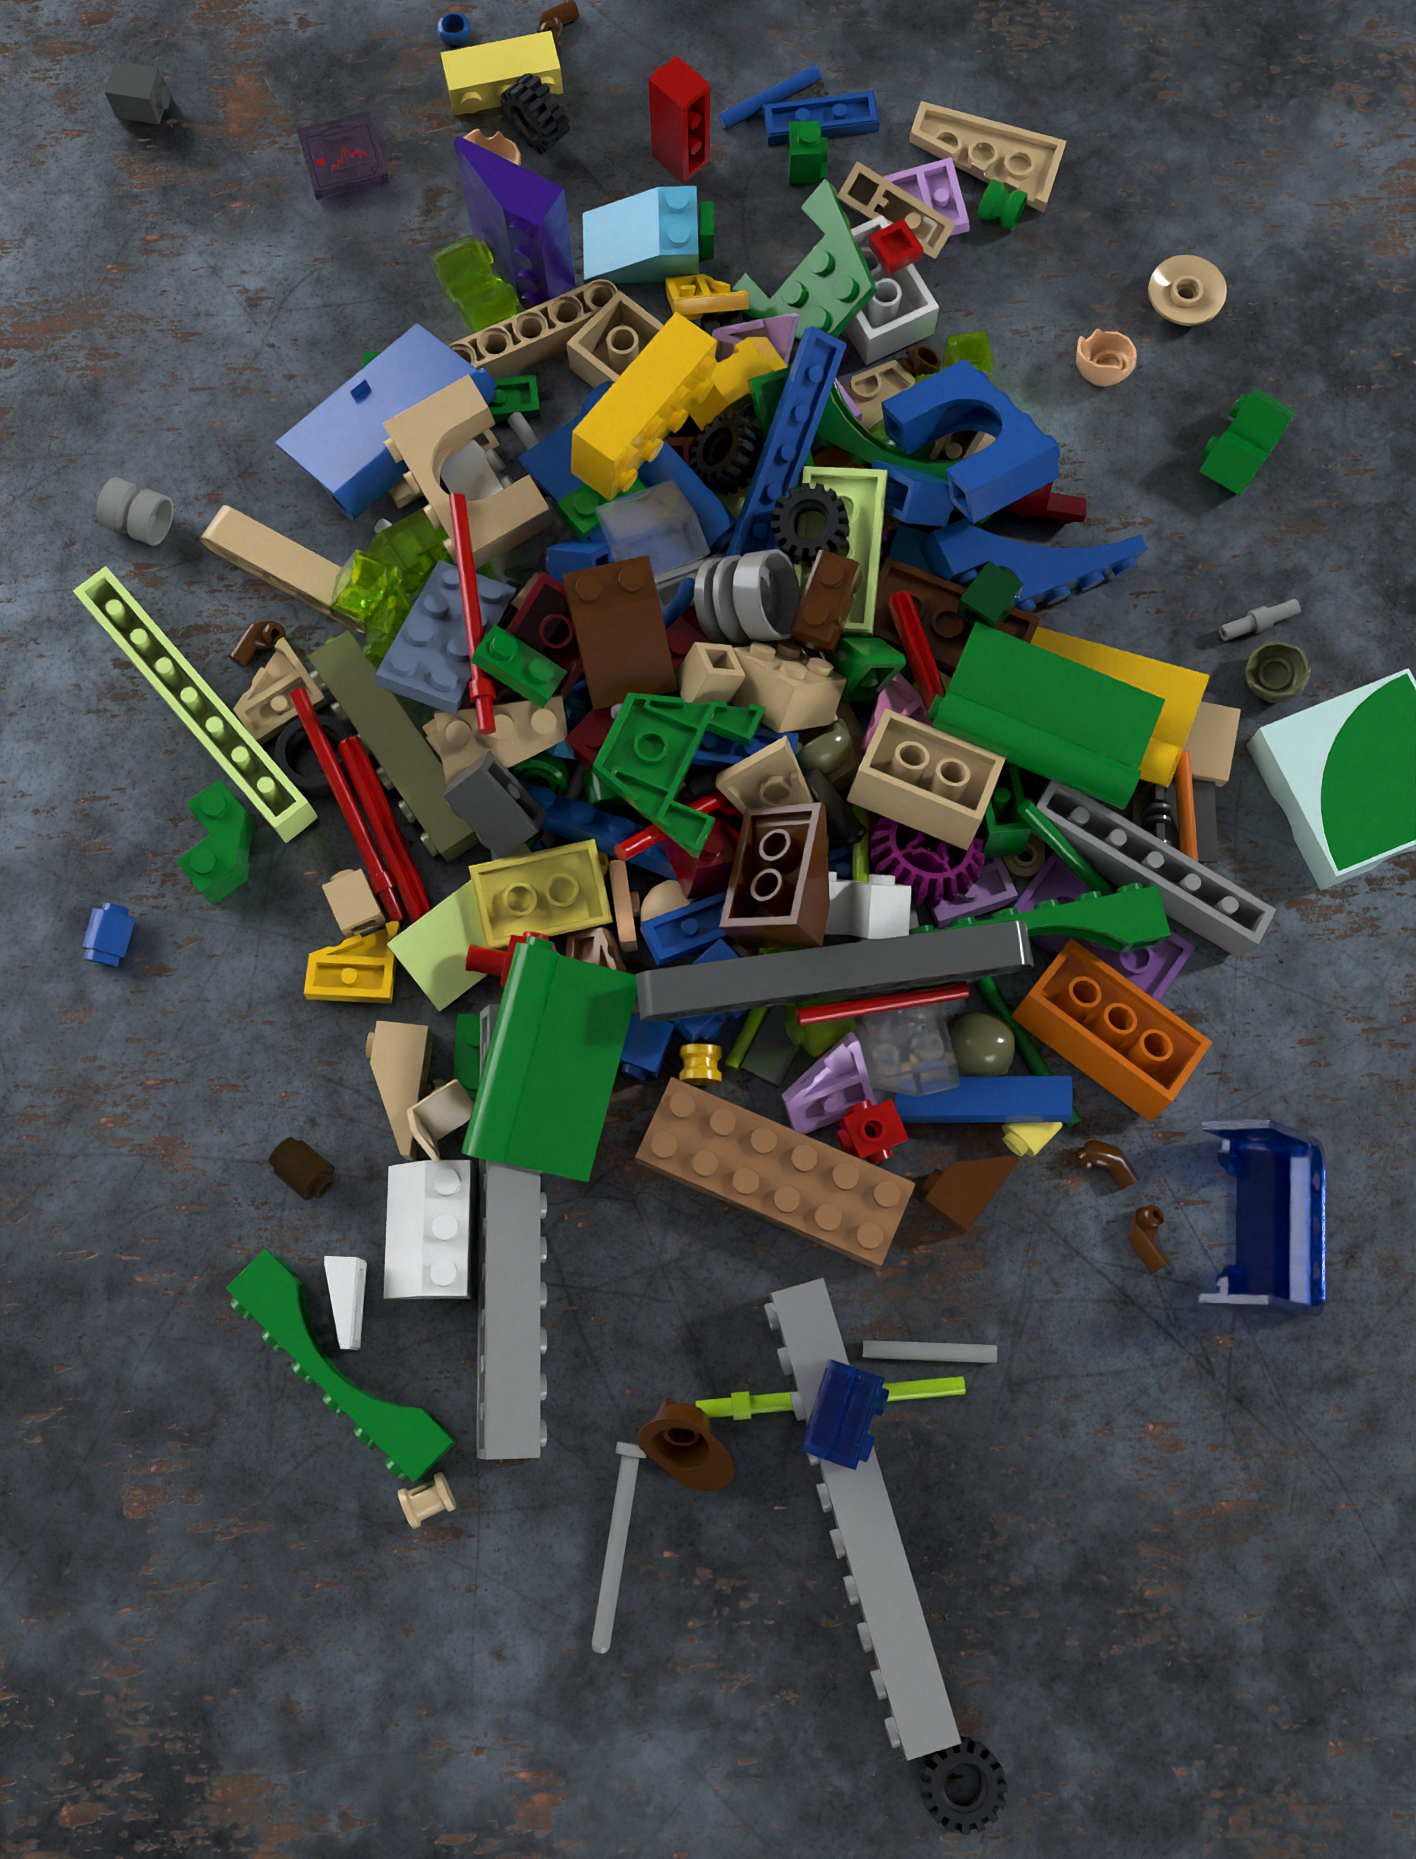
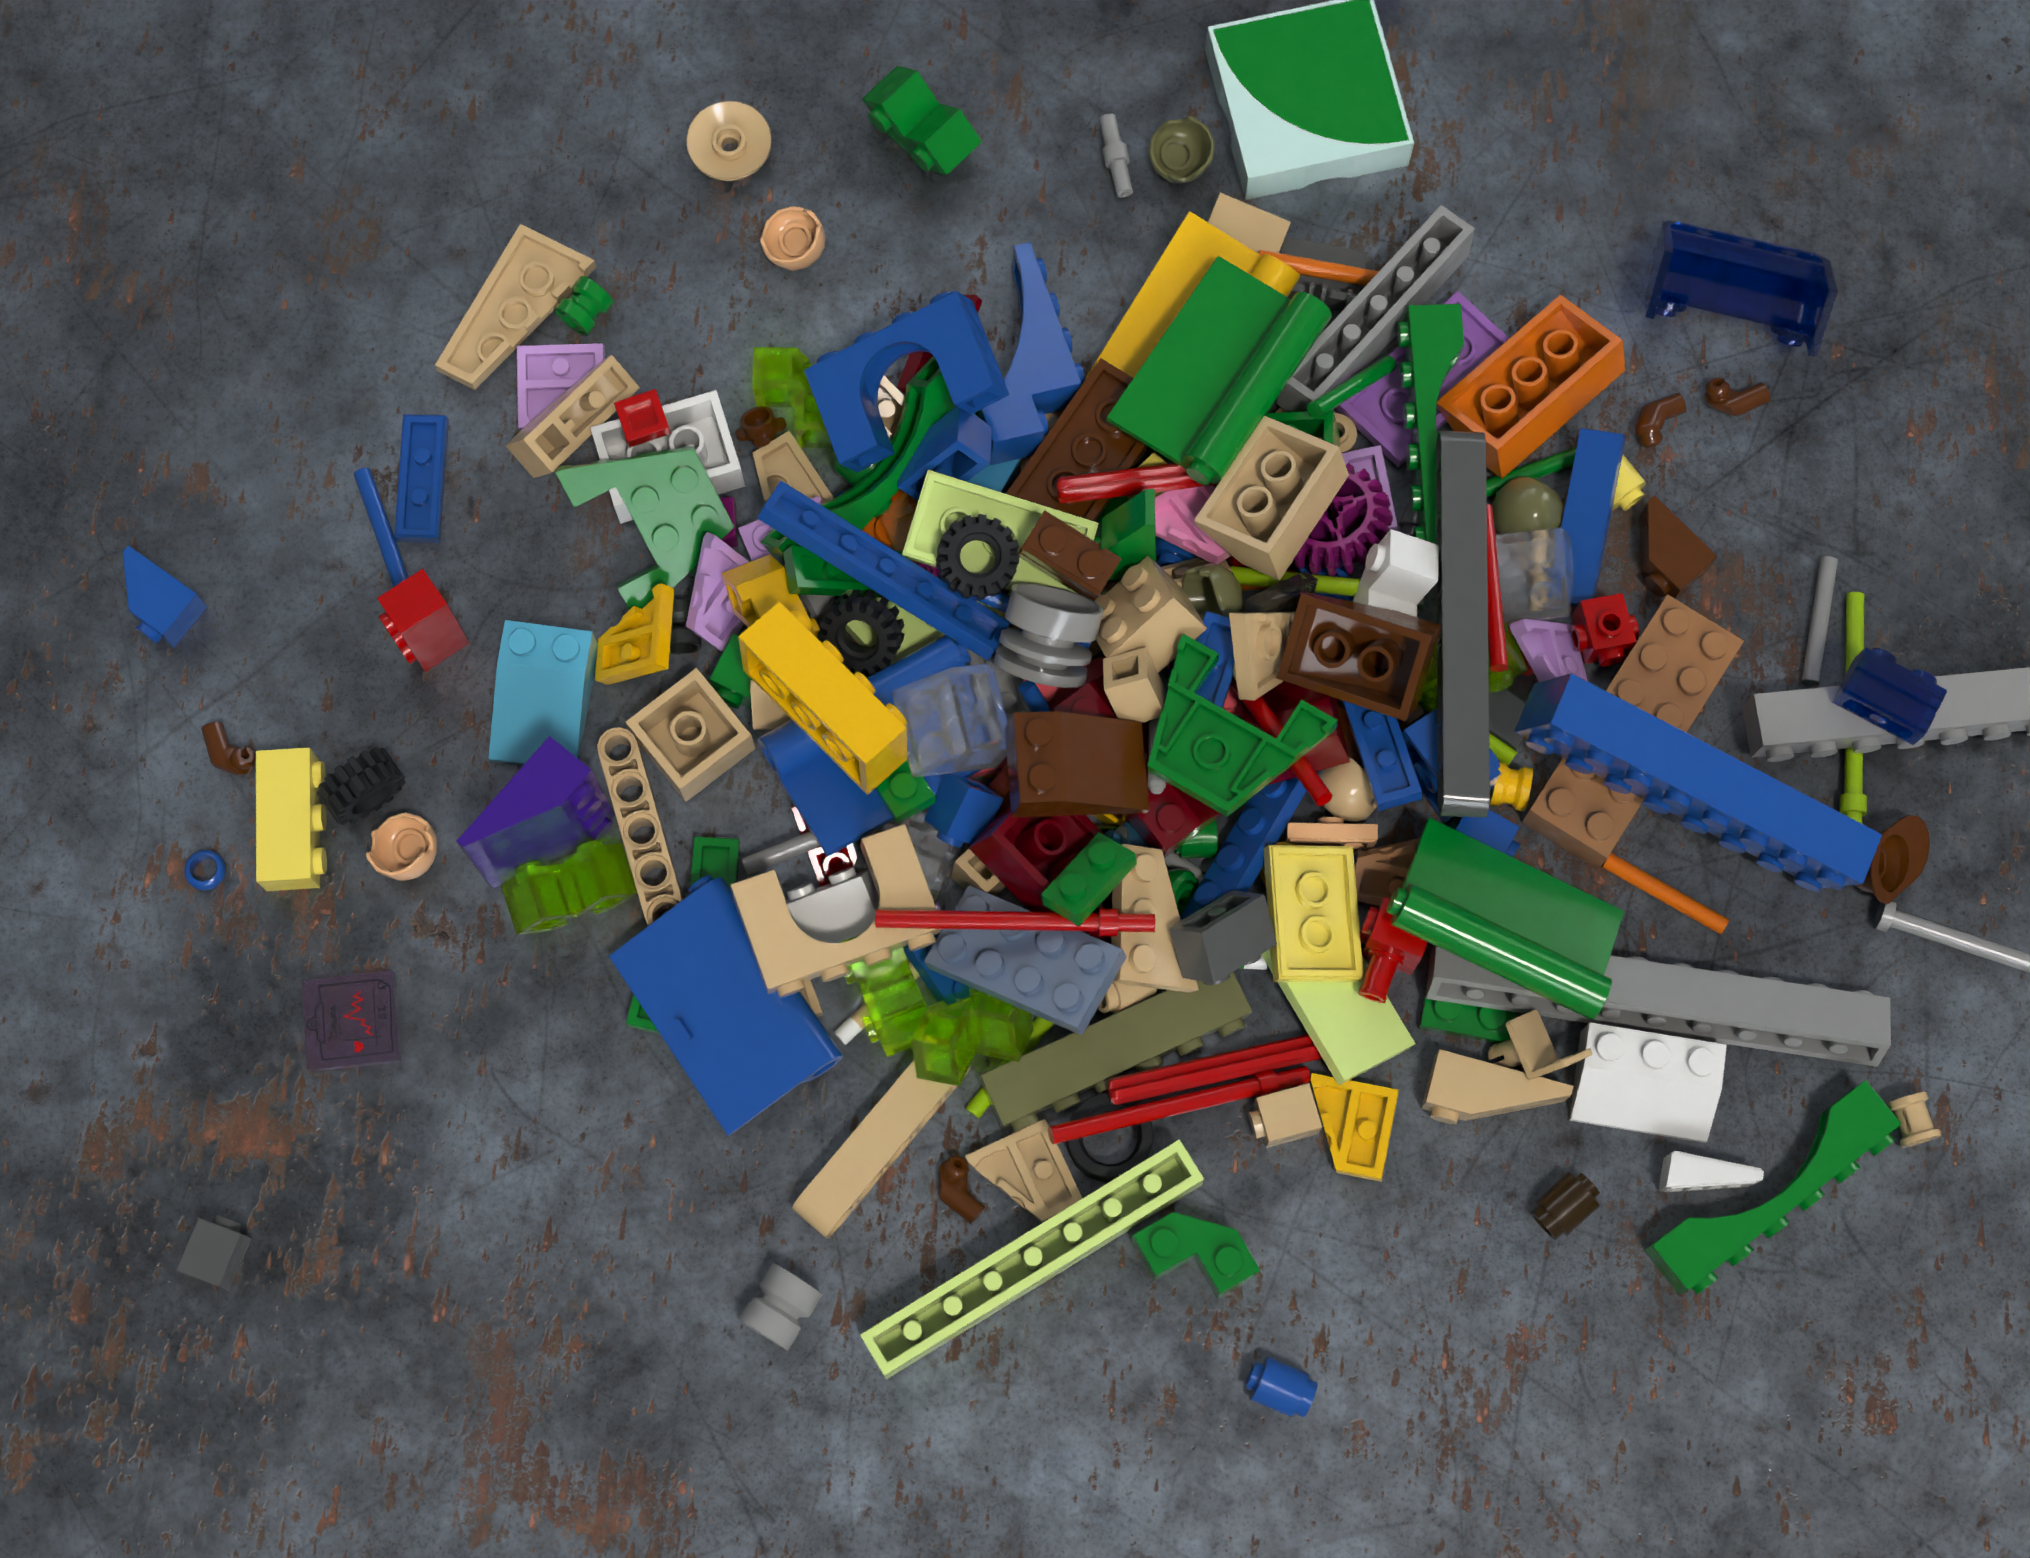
camera: 80 degrees left, 0 degrees up
(621, 1230) = (1665, 893): none -> orange bar
(706, 229) = (546, 617): green tile -> none
(711, 1227) = (1696, 783): none -> blue brick
(806, 152) = (473, 499): green brick -> none
(990, 596) = (1080, 398): dark green brick -> none

